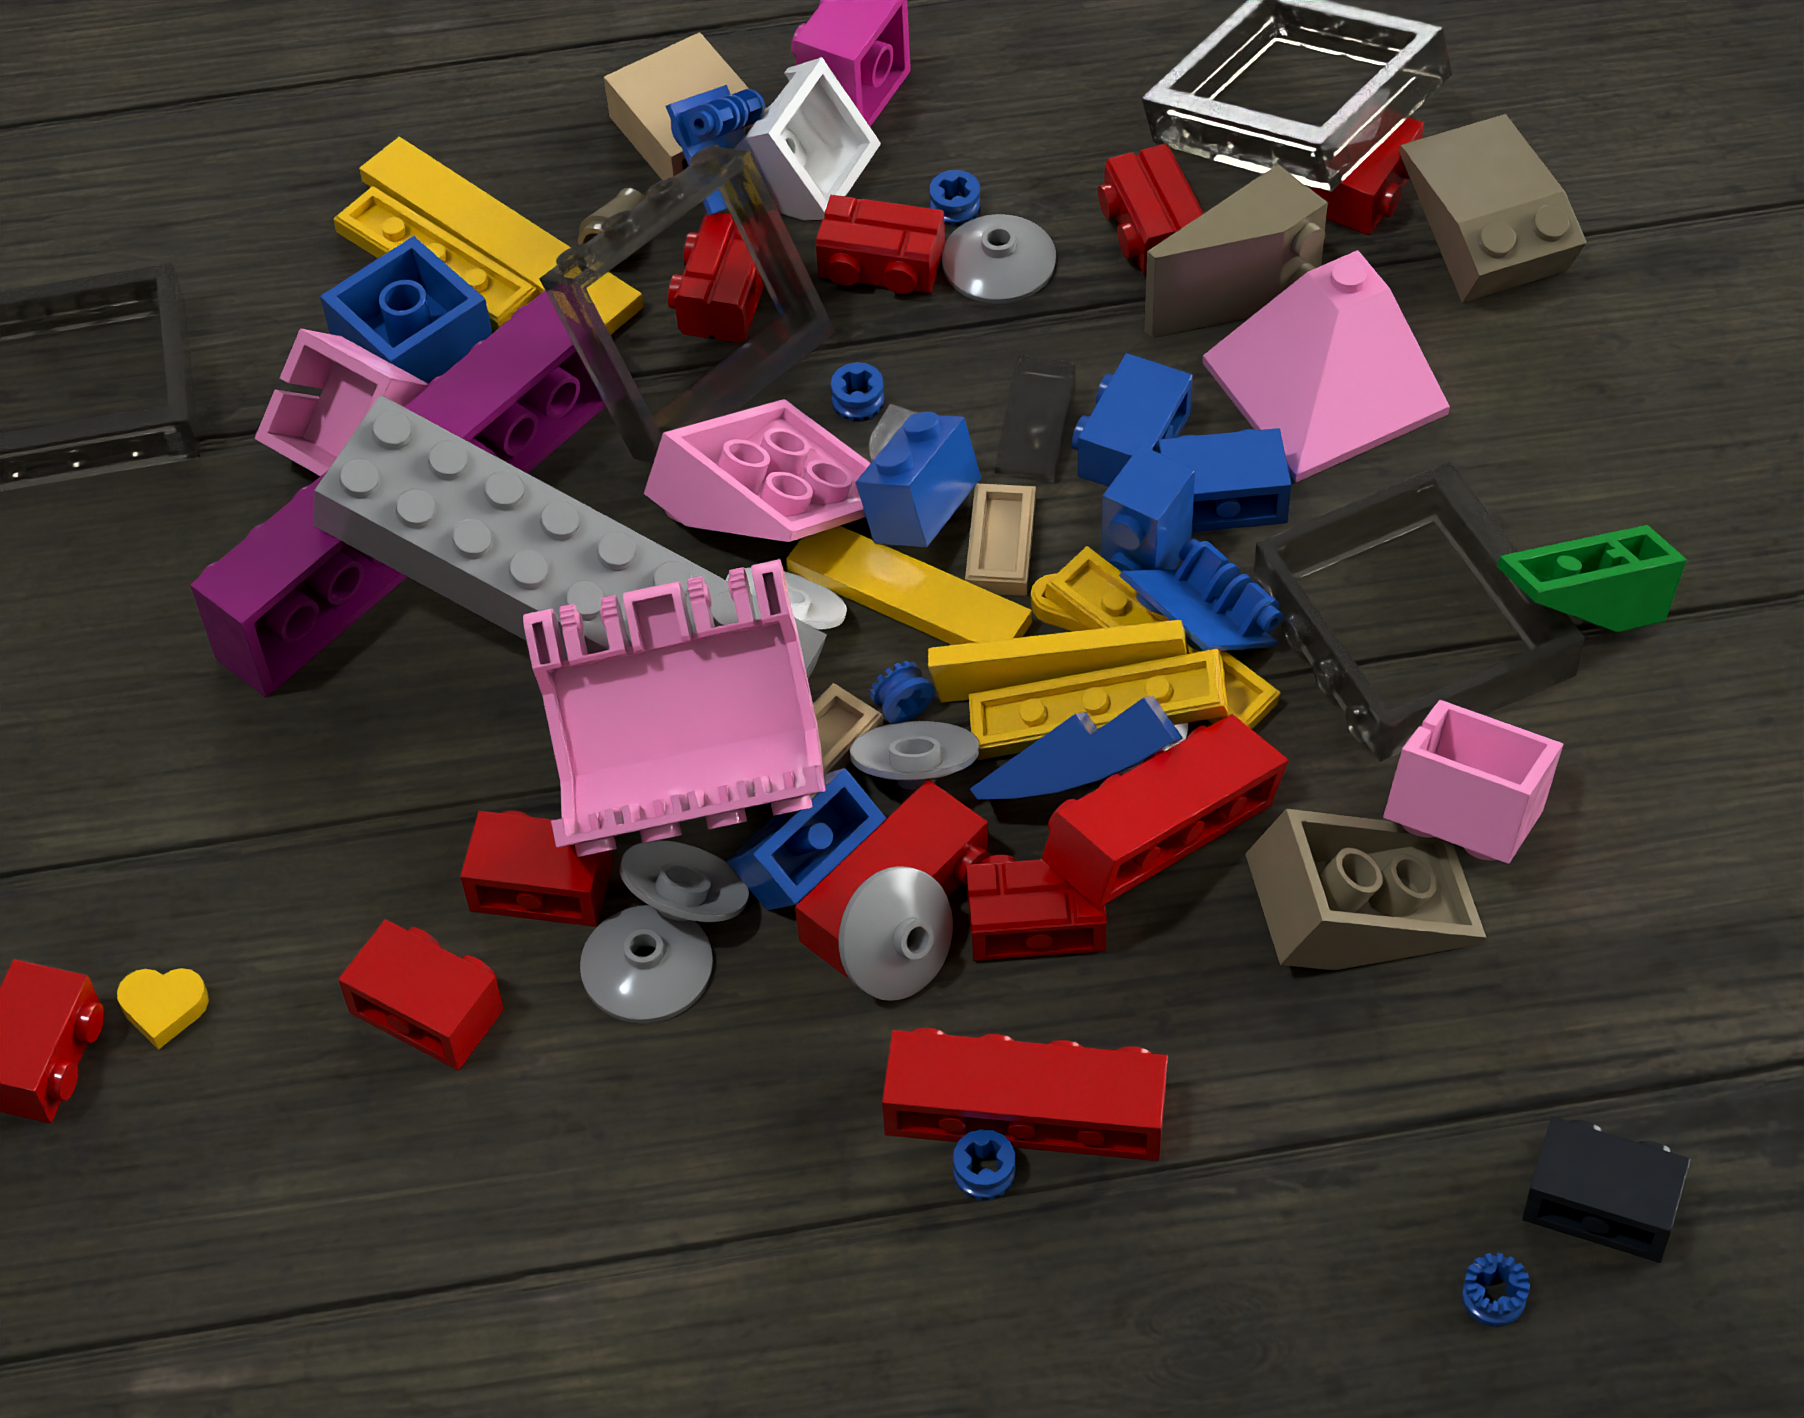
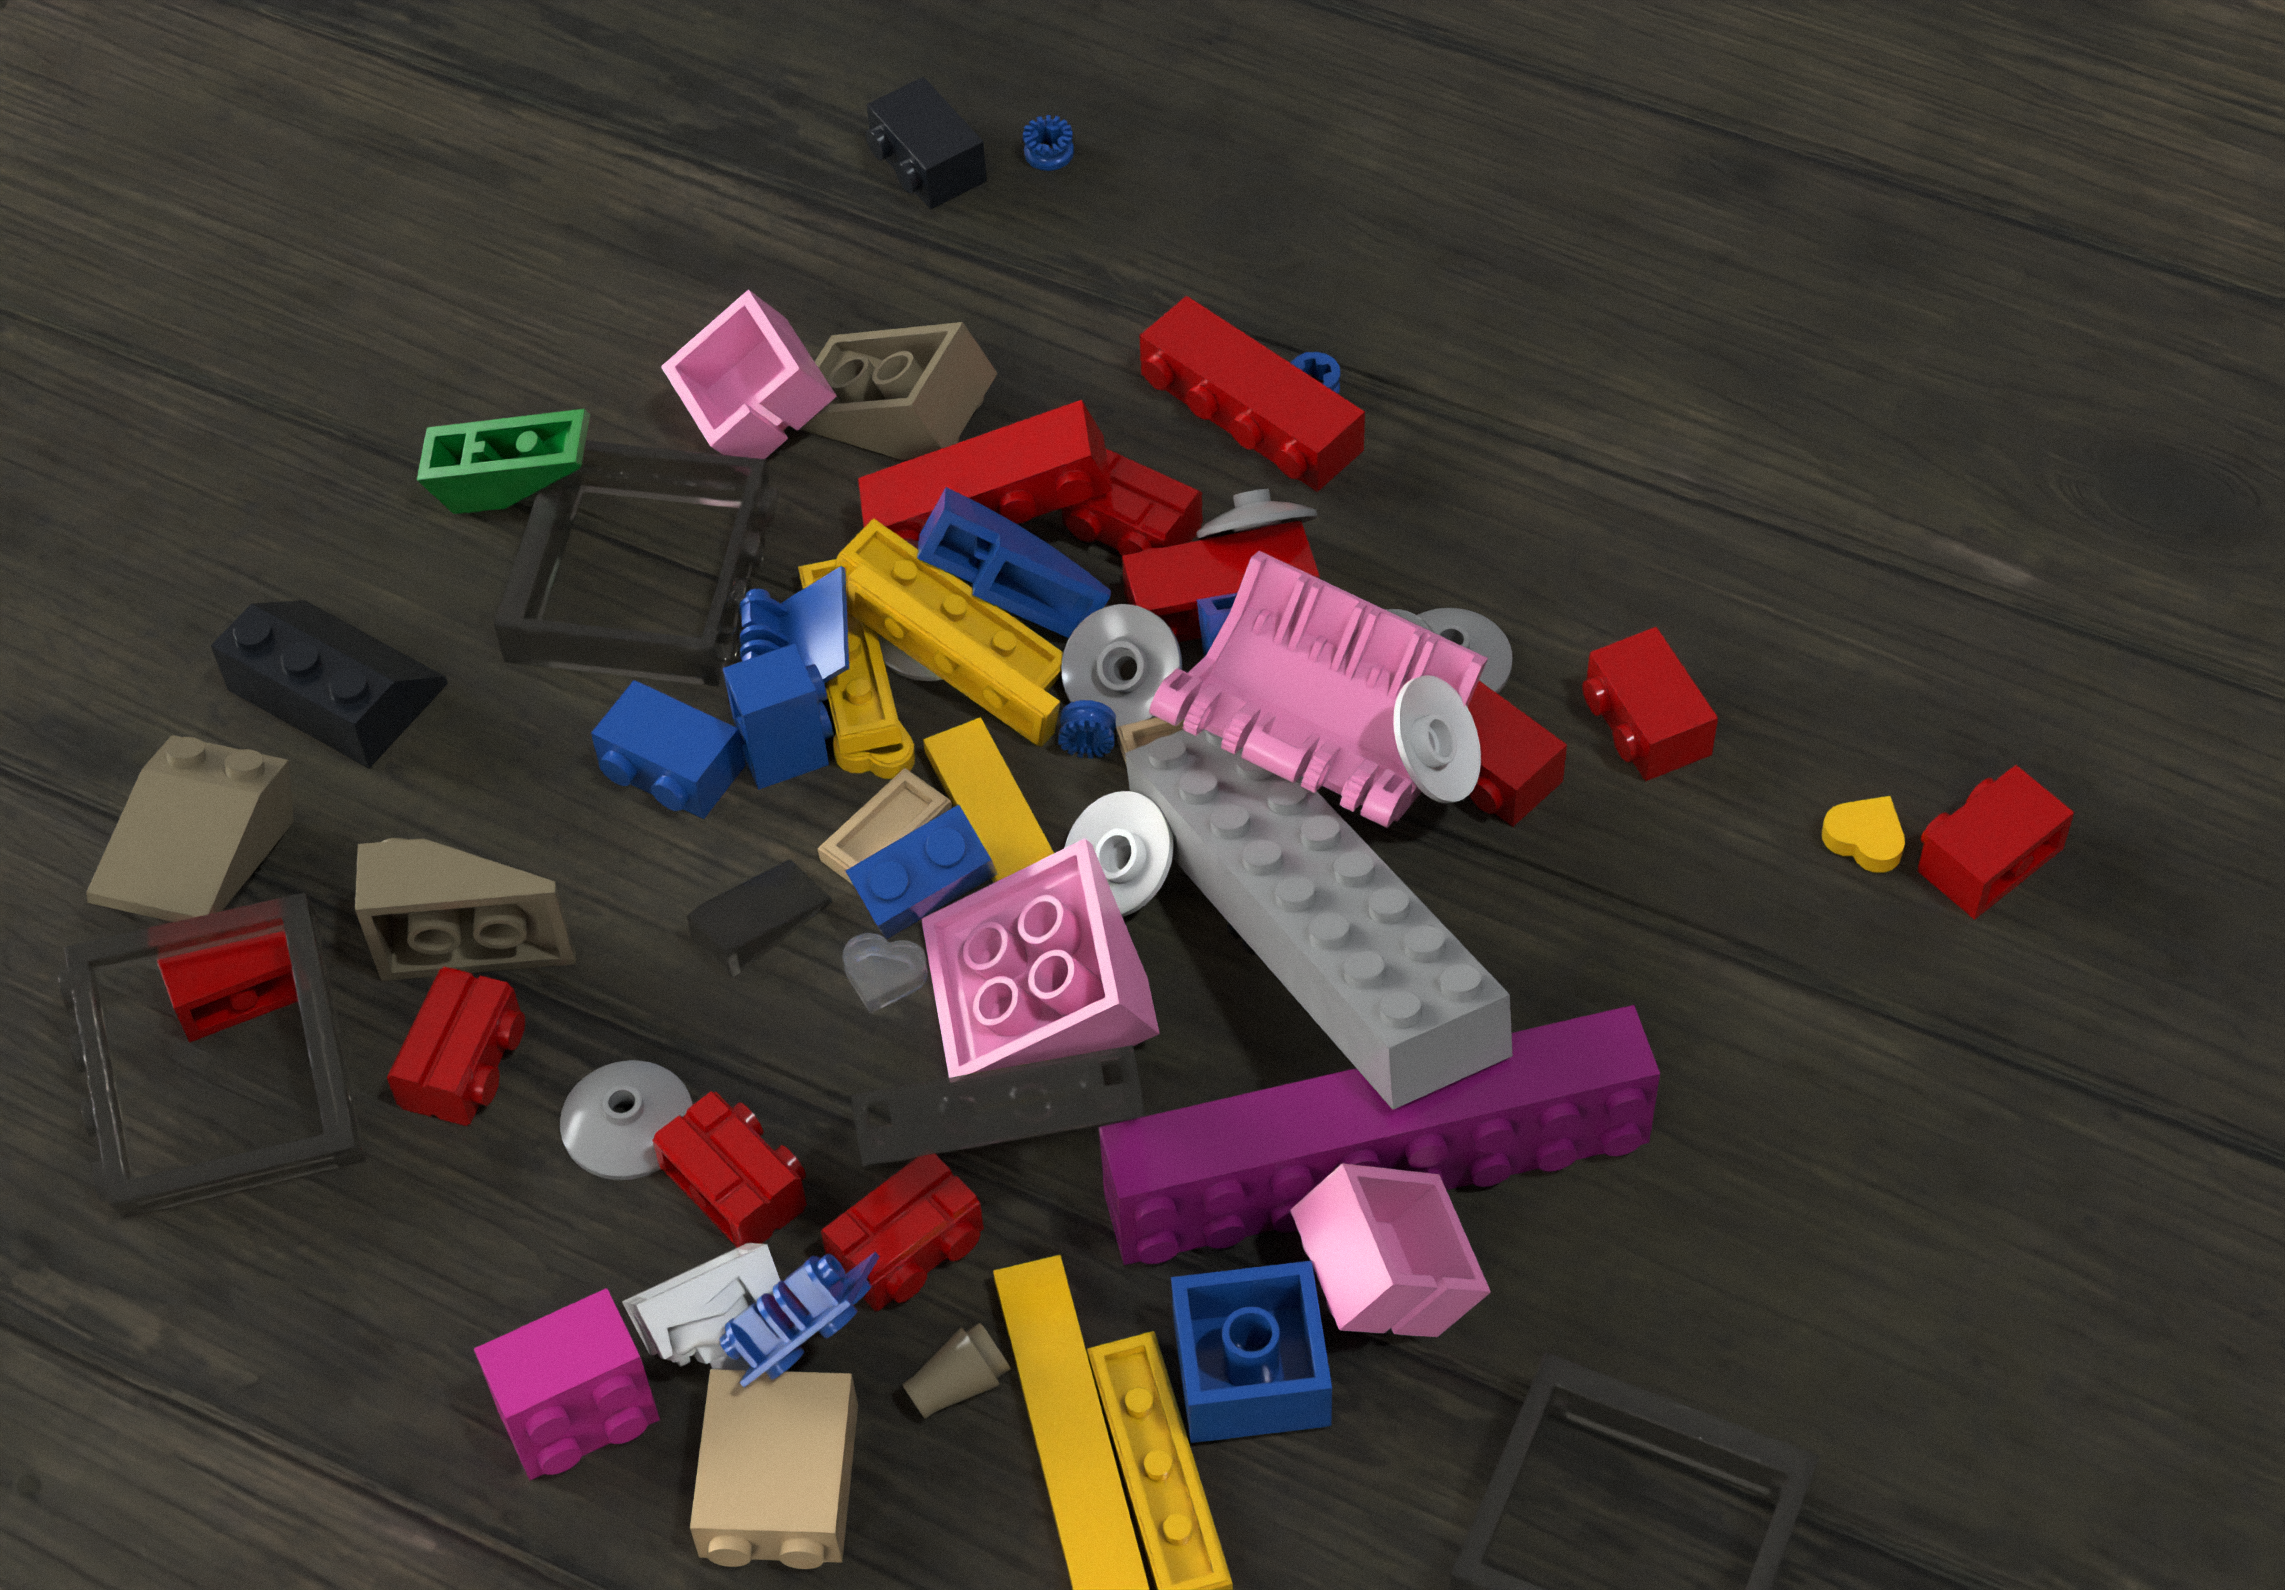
camera: 145 degrees left, 0 degrees up
(555, 759) = (1437, 739): none -> white dish
(857, 404) = (865, 1050): blue bush -> none
(959, 208) = (592, 1210): blue bush -> none
(1131, 410) = (688, 843): blue brick -> none
(1329, 367) = (487, 795): bright pink slope -> none
(1553, 384) = (324, 677): none -> black slope

